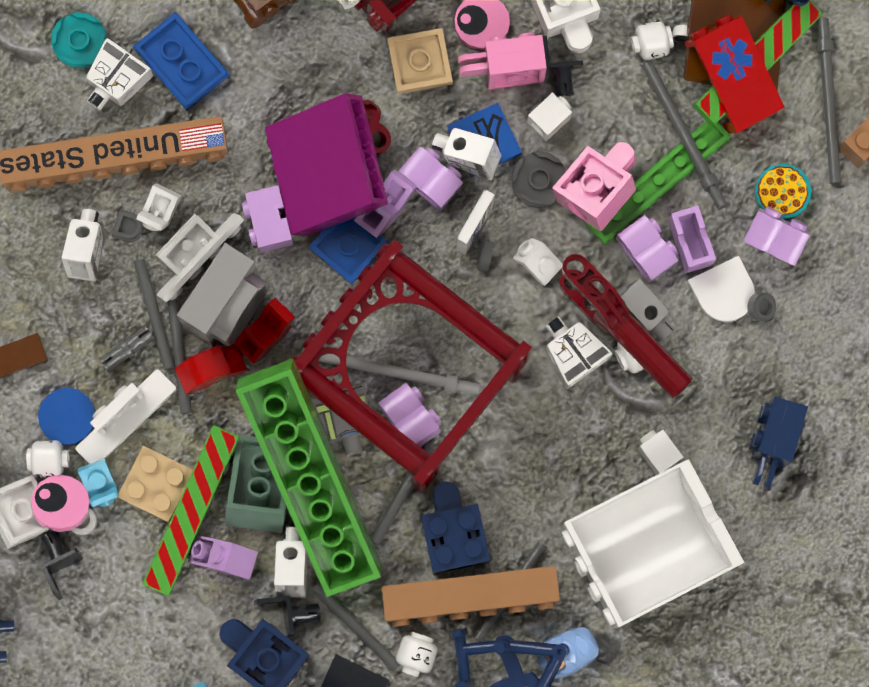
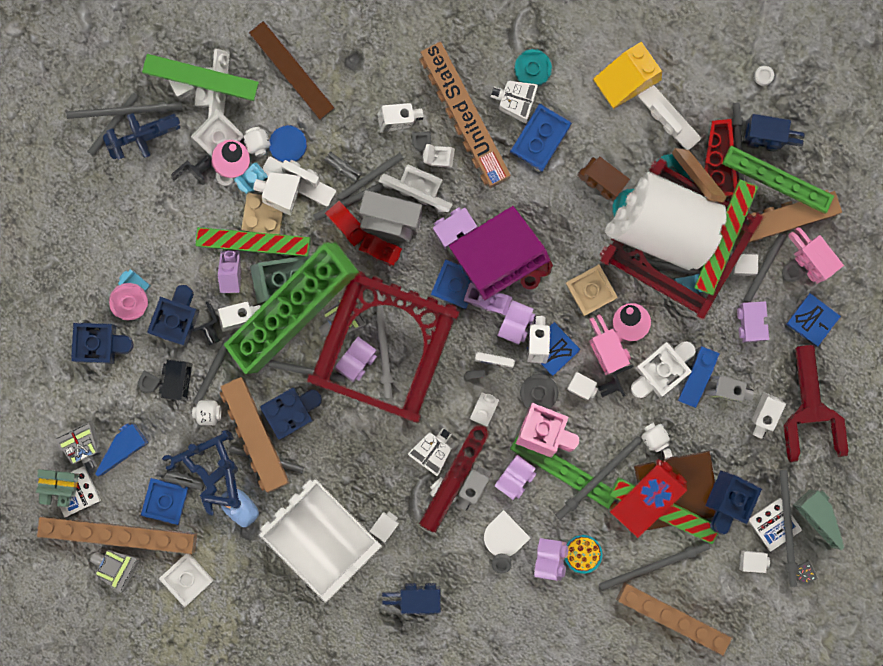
camera: 75 degrees right, 5 degrees up
(132, 446) = (279, 191): none -> white torso
(691, 239) = (529, 504): lavender brick -> none

